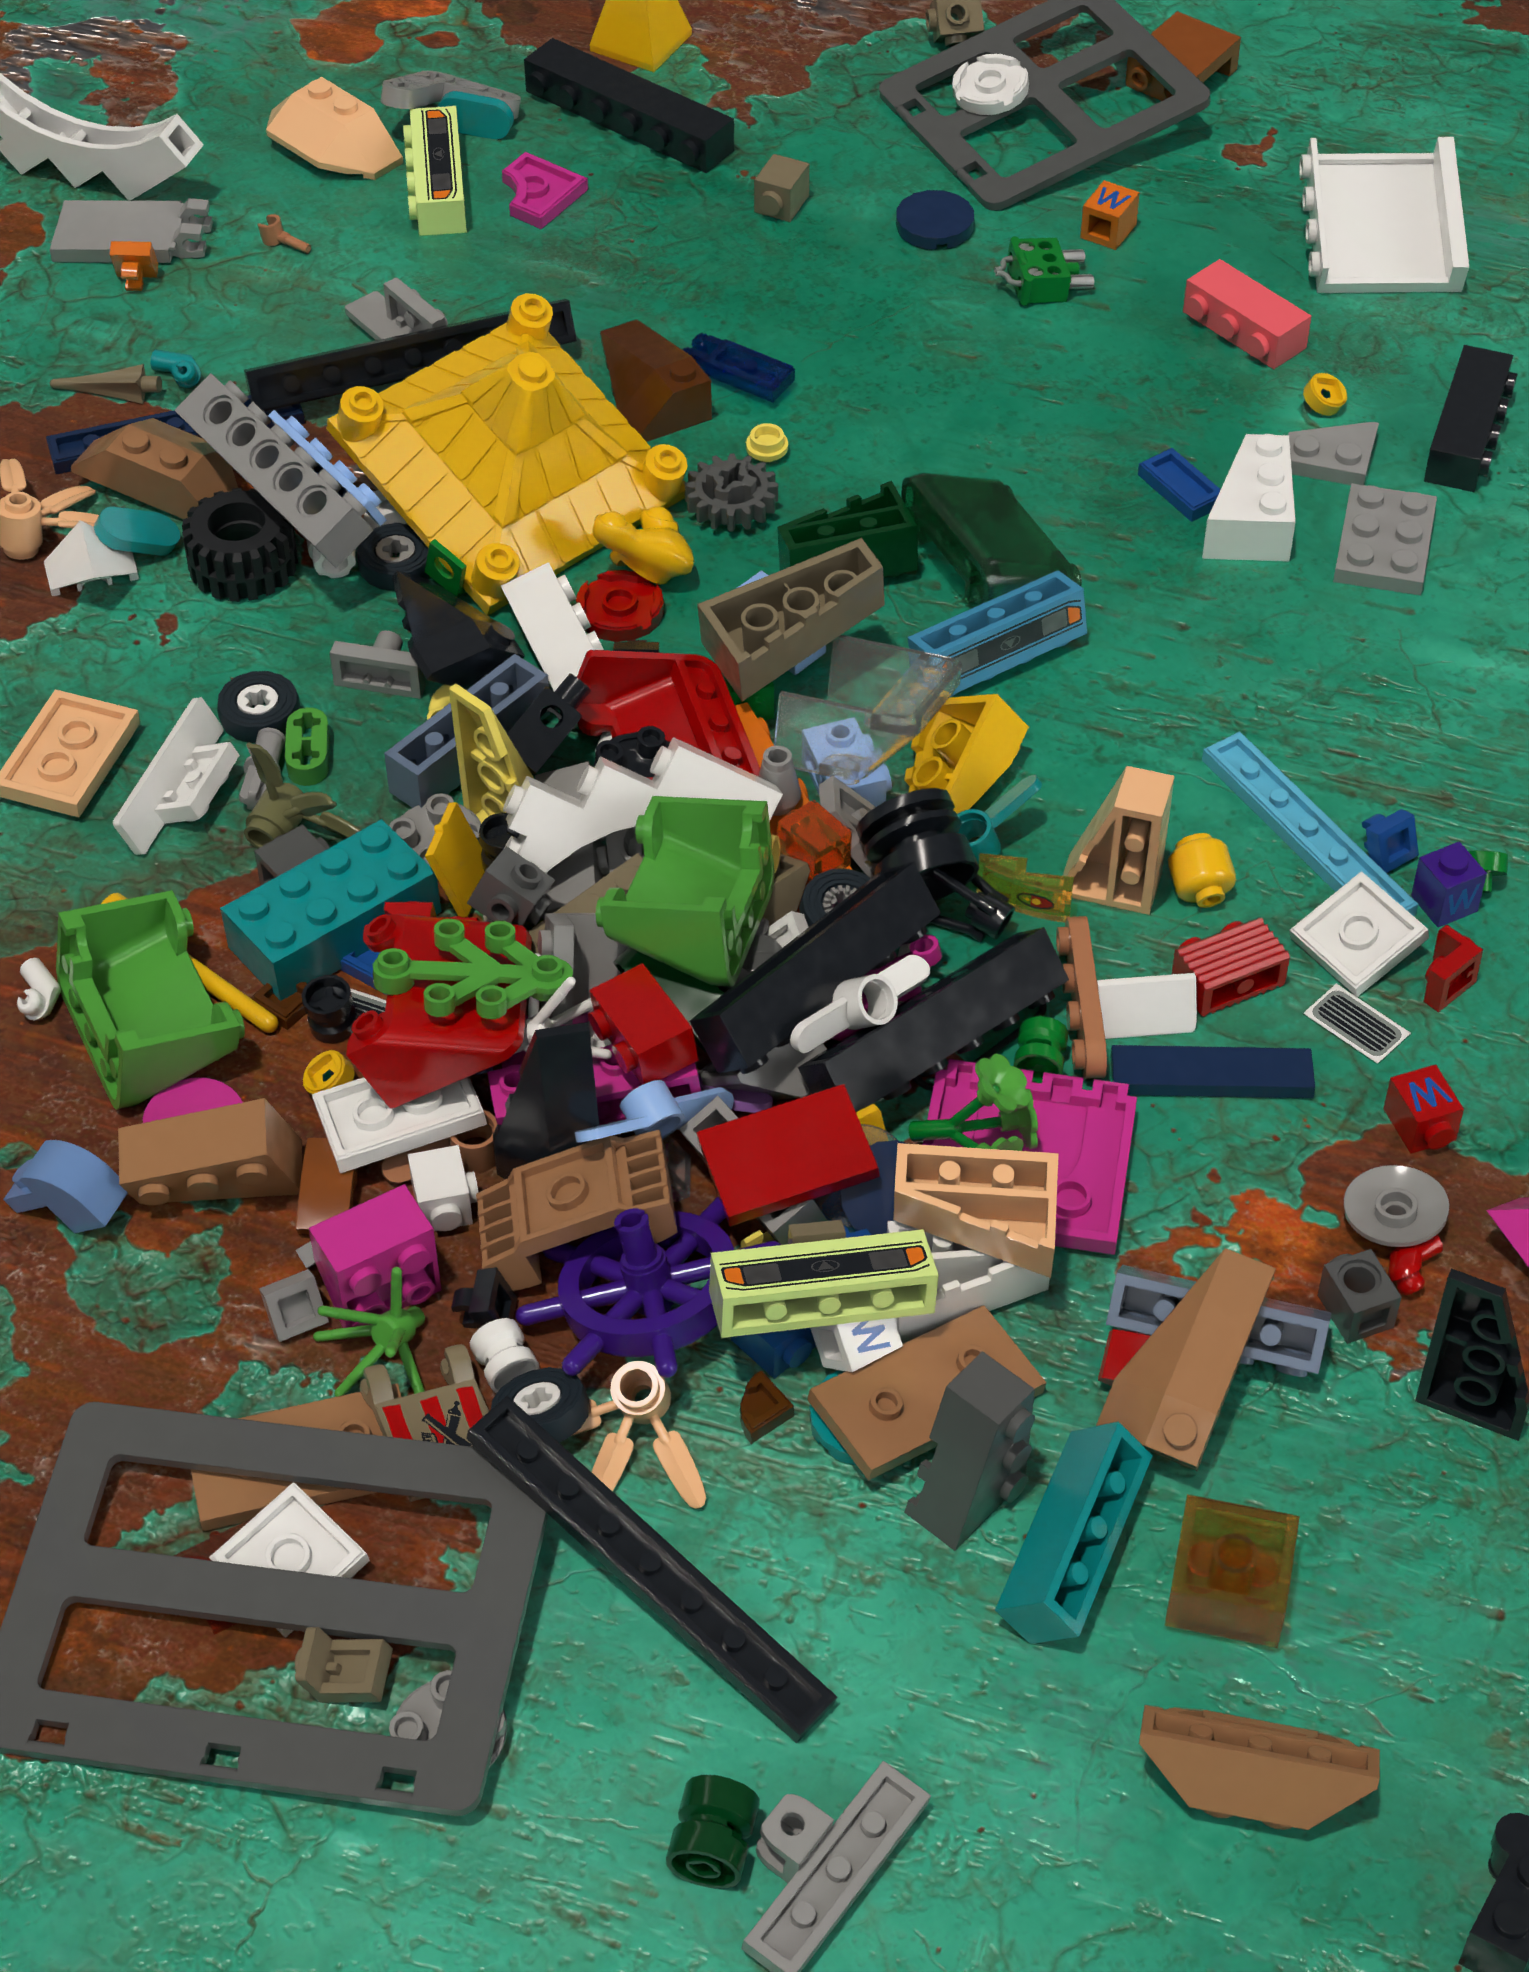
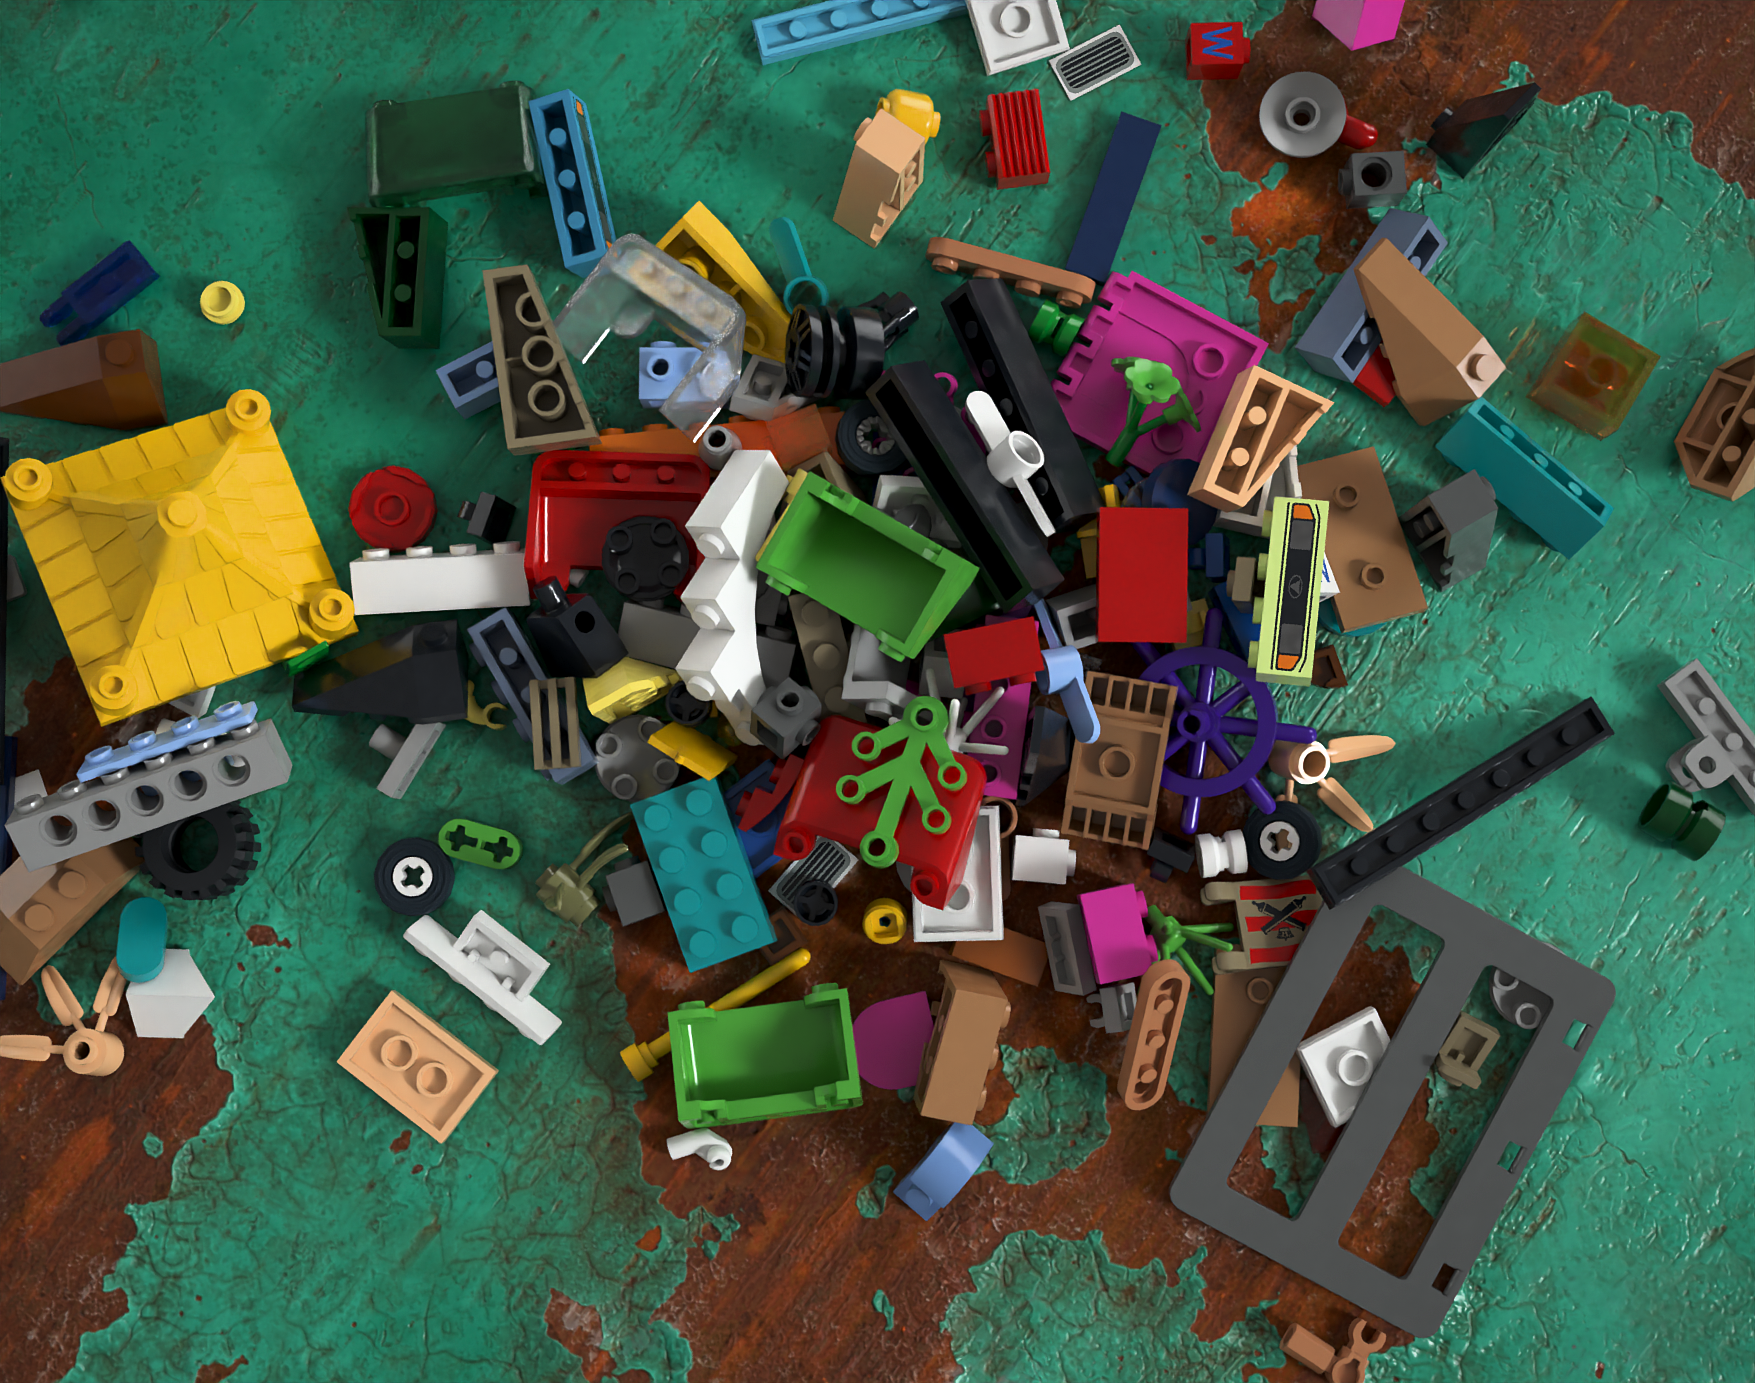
camera: 70 degrees left, 35 degrees up
(252, 786) = (498, 892): light grey axle -> none
(266, 1313) = (1153, 1034): none -> nougat plate
(376, 554) = (272, 685): black bush -> none
(423, 728) = (552, 686): none -> dark tan tile
(652, 552) = (346, 457): yellow head -> none
(731, 492) = (298, 345): dark grey gear -> none
(1030, 893) = (869, 281): clear yellow slope -> none
(1148, 1005) = (1036, 220): white slope -> none

